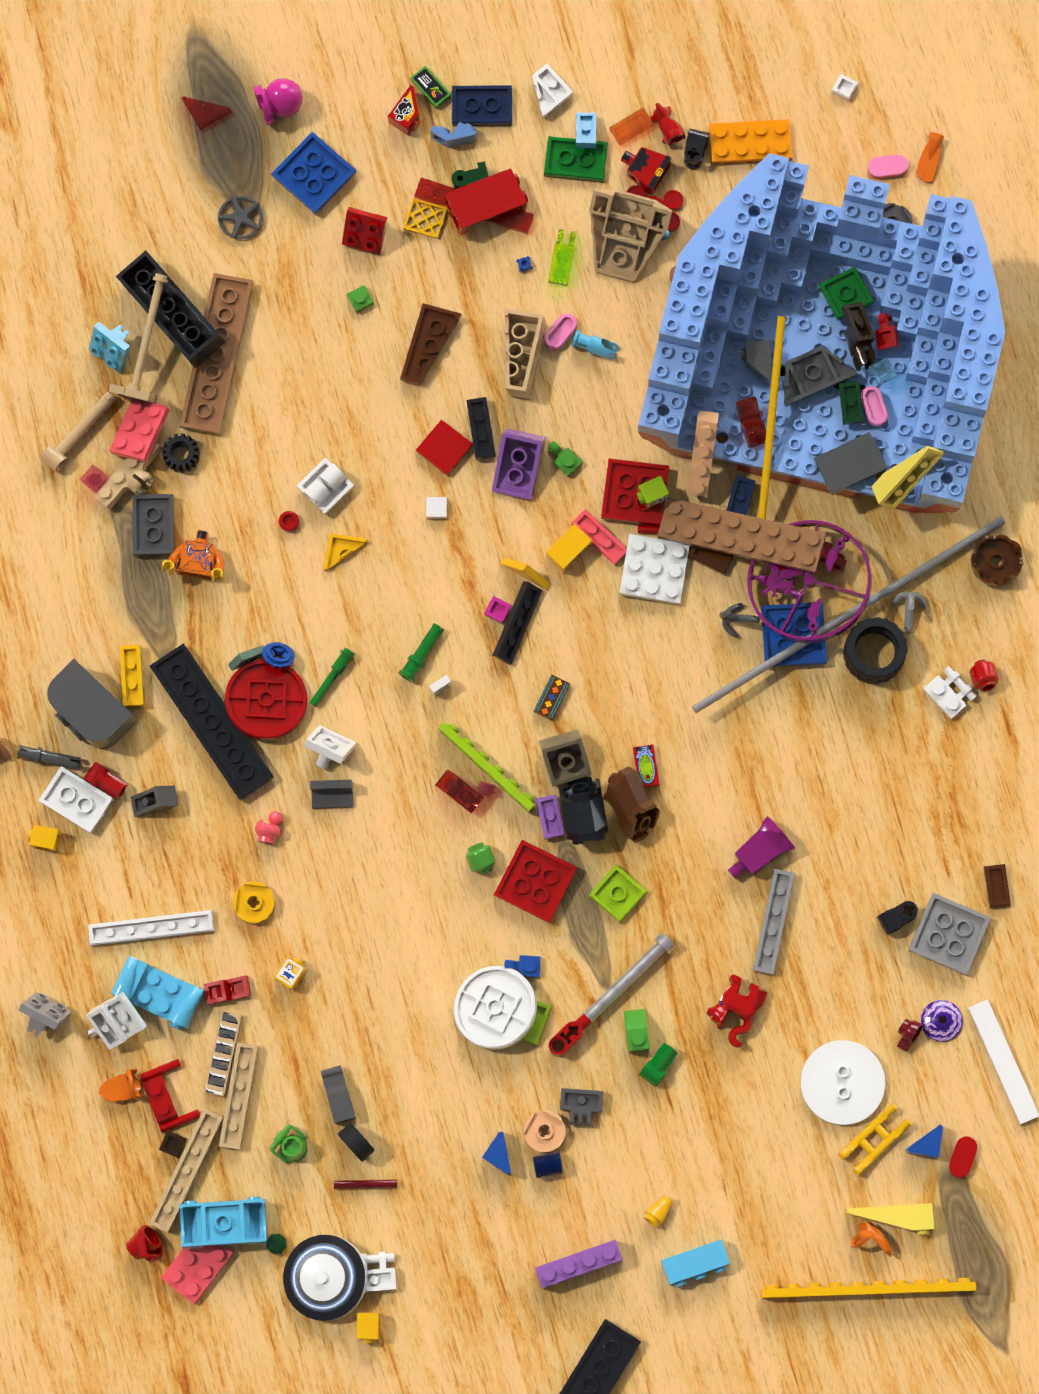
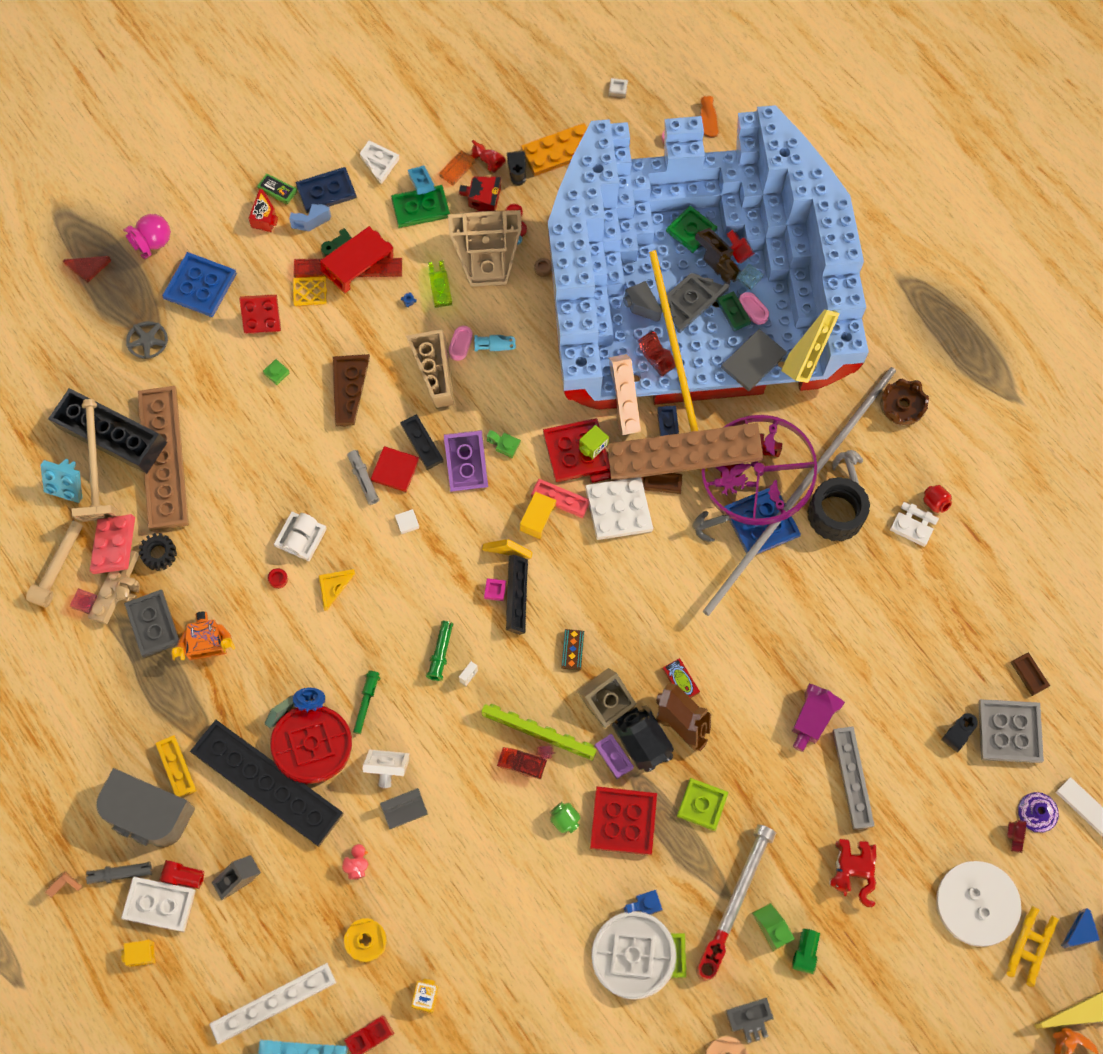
camera: 30 degrees left, 10 degrees down
(408, 439) = (359, 469): none -> light grey pin

